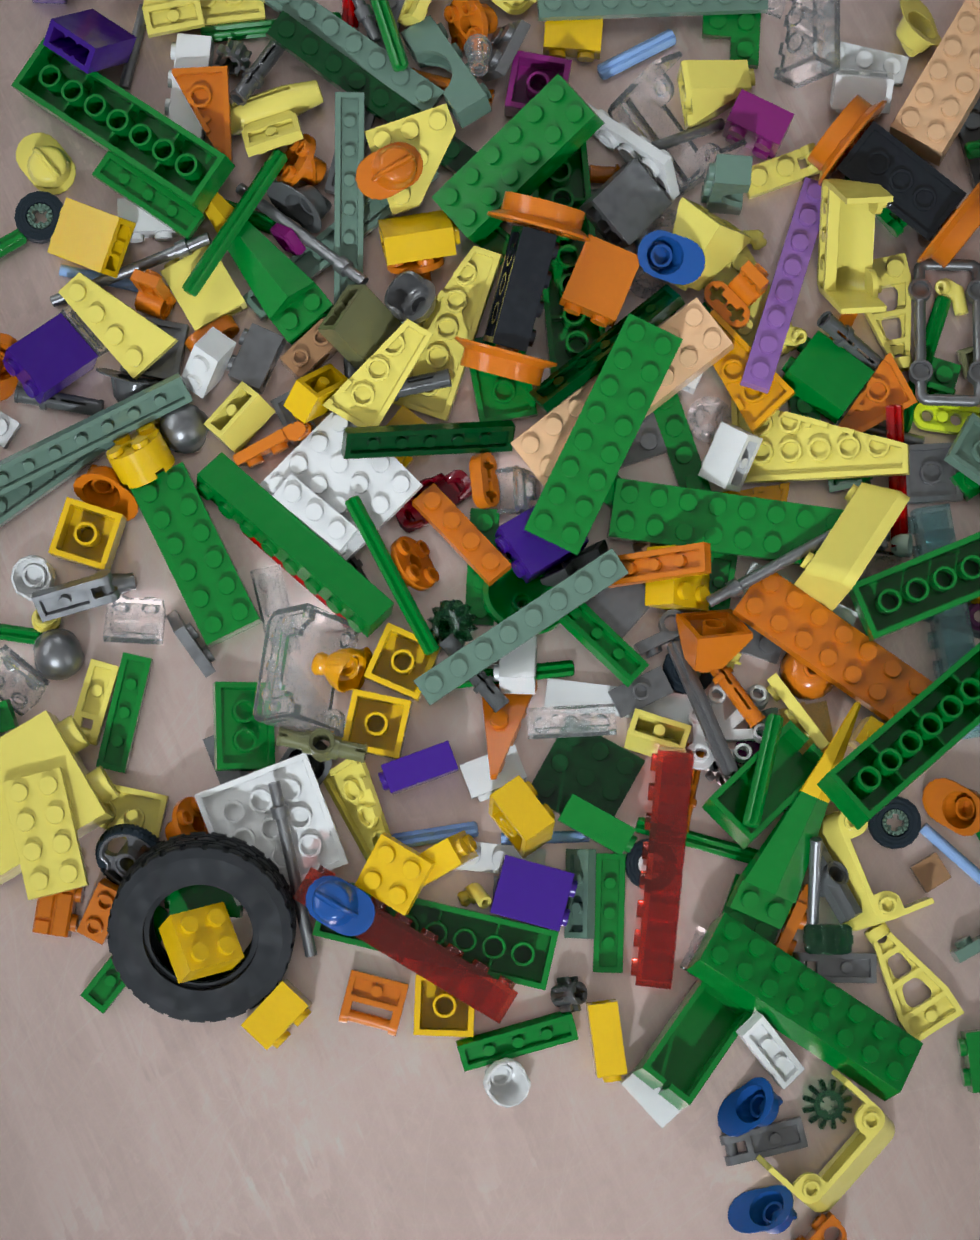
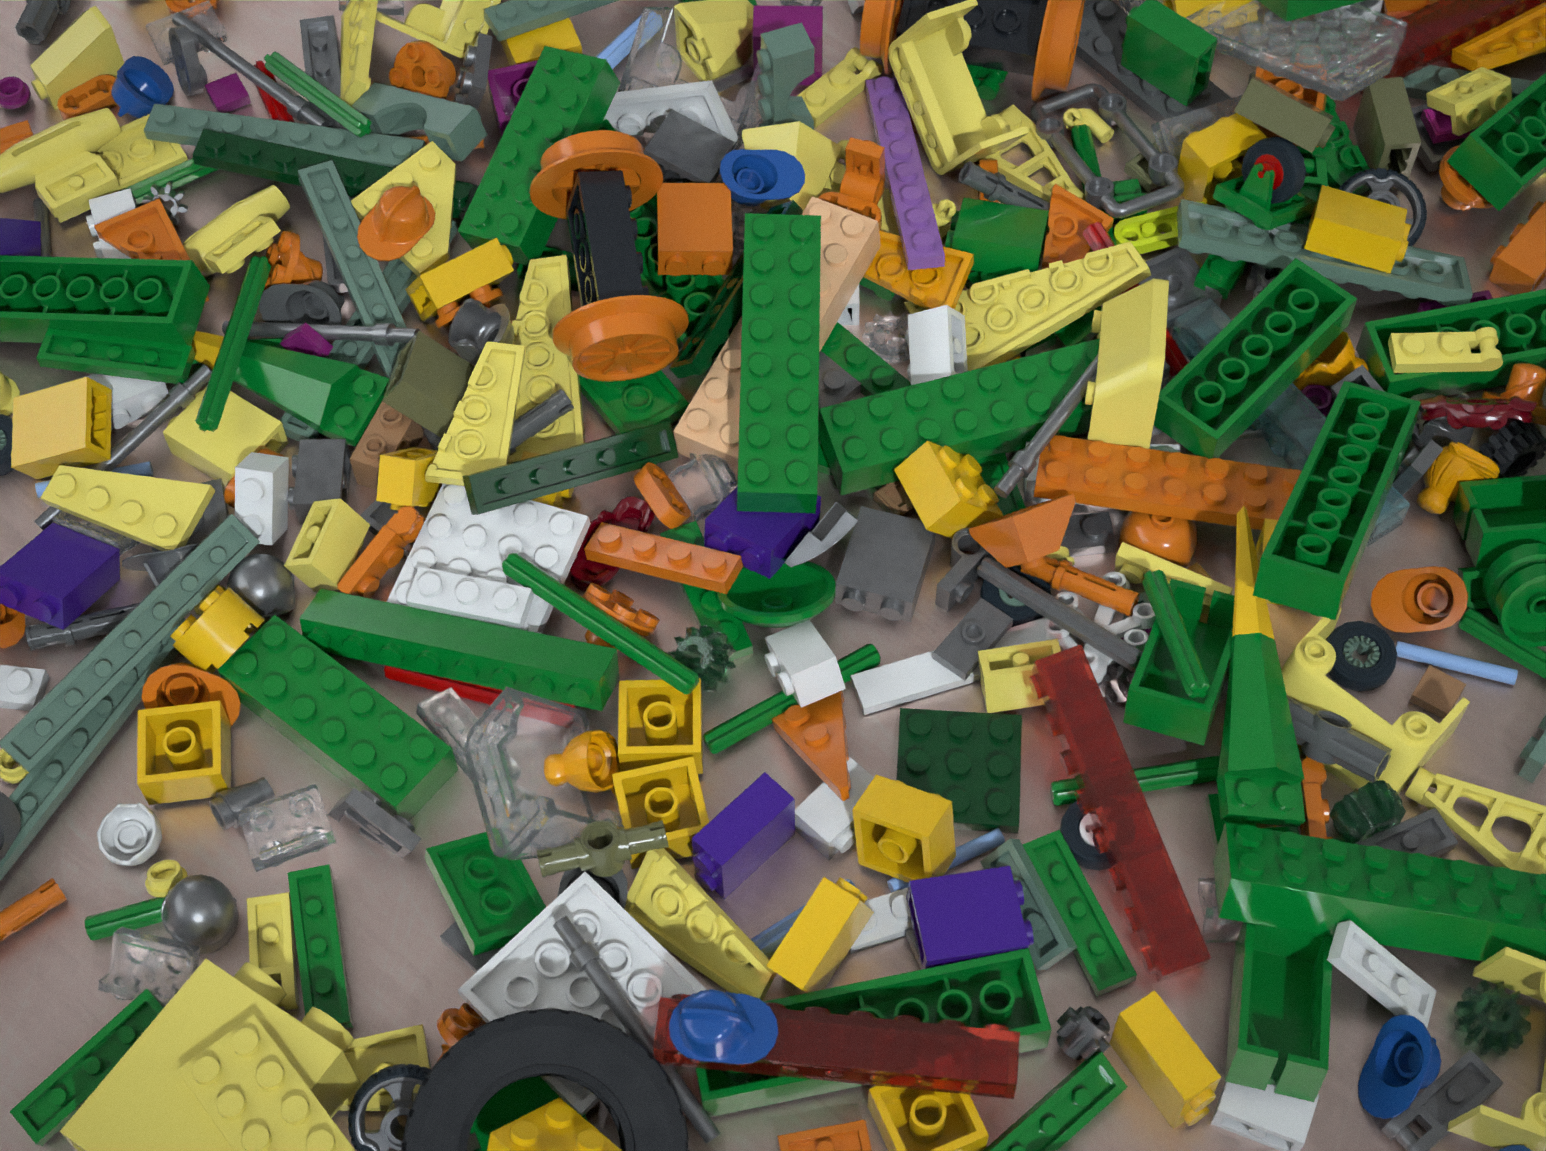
camera: 25 degrees left, 25 degrees down
(75, 596) = (193, 821): flat silver plate -> none
(153, 294) = (160, 451): orange plate -> none
(254, 76) = (197, 207): flat silver pin -> none
(394, 873) = (778, 958): yellow plate -> none
(474, 894) = (895, 961): light yellow arm -> none
(478, 54) = (440, 78): clear cone -> none
(482, 682) = (765, 694): dark grey pin -> none
(521, 626) = (786, 609): sand green plate -> none
(571, 721) = (906, 702): clear plate -> none
(598, 825) = (1007, 794): green brick -> none
(604, 644) = (885, 586): green plate -> none
(665, 564) = (918, 468): orange plate -> none
(814, 880) = (1311, 741): flat silver bar -> none
(903, 544) = (1183, 354): light aqua hinge -> none

